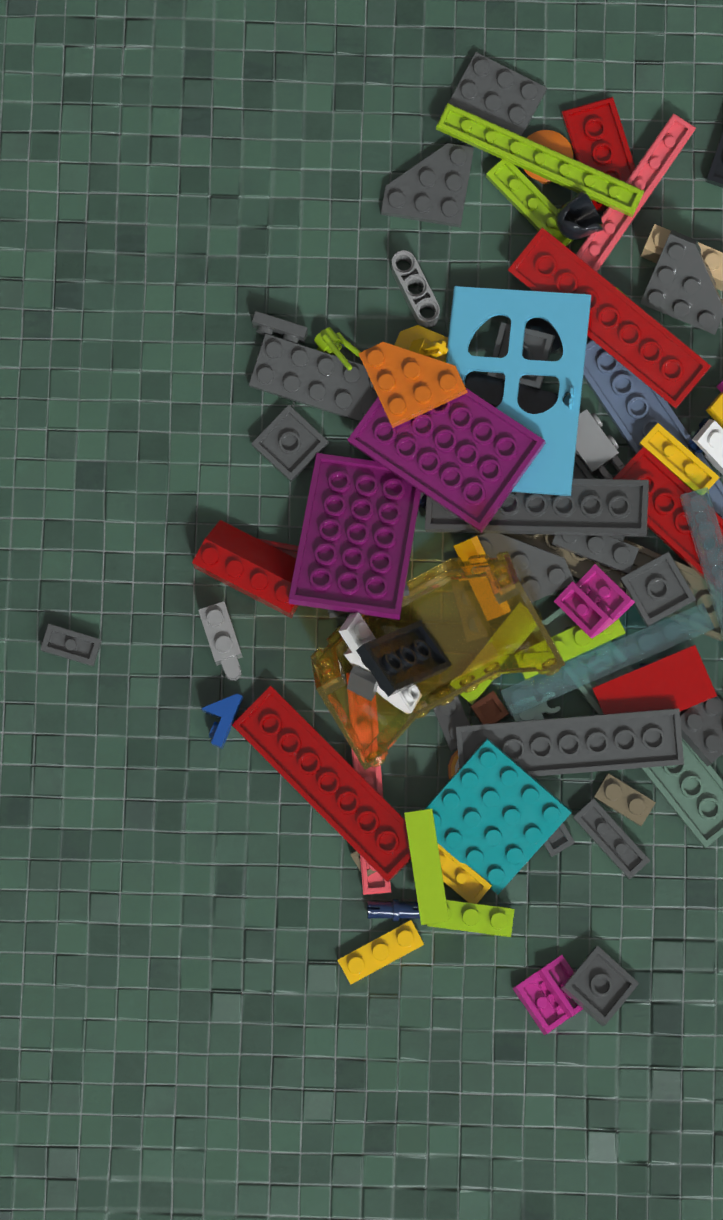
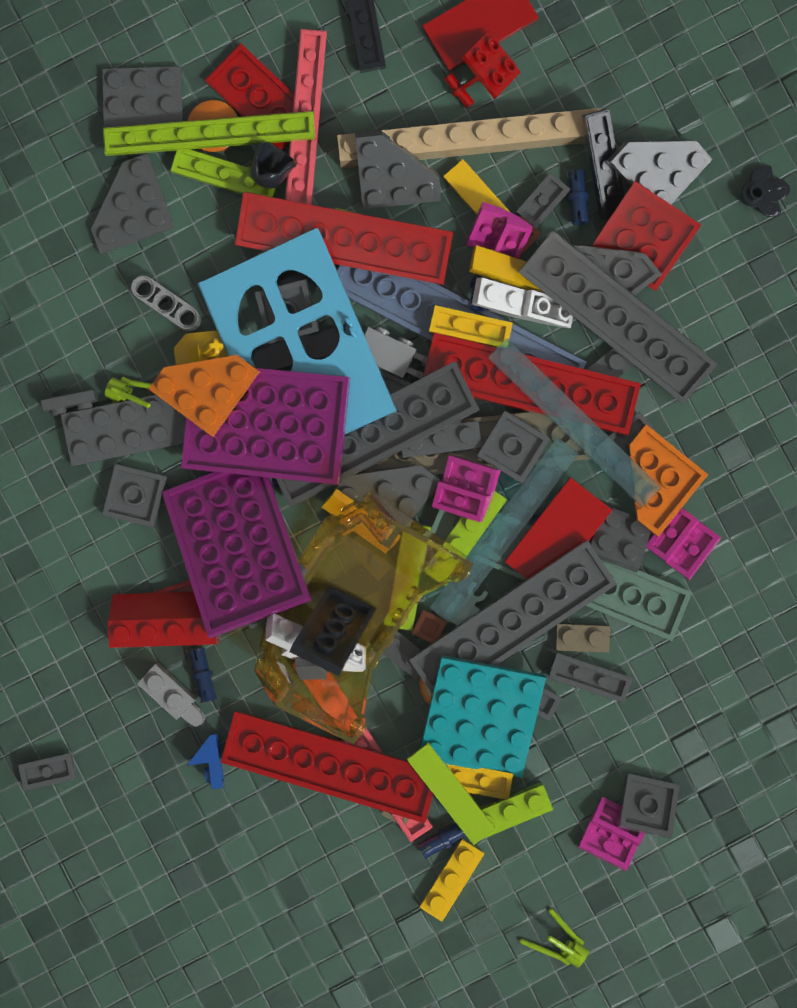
camera: 30 degrees left, 5 degrees up
(259, 637) = (202, 675): none -> dark blue pin
(455, 1081) = (572, 952): none -> lime plant

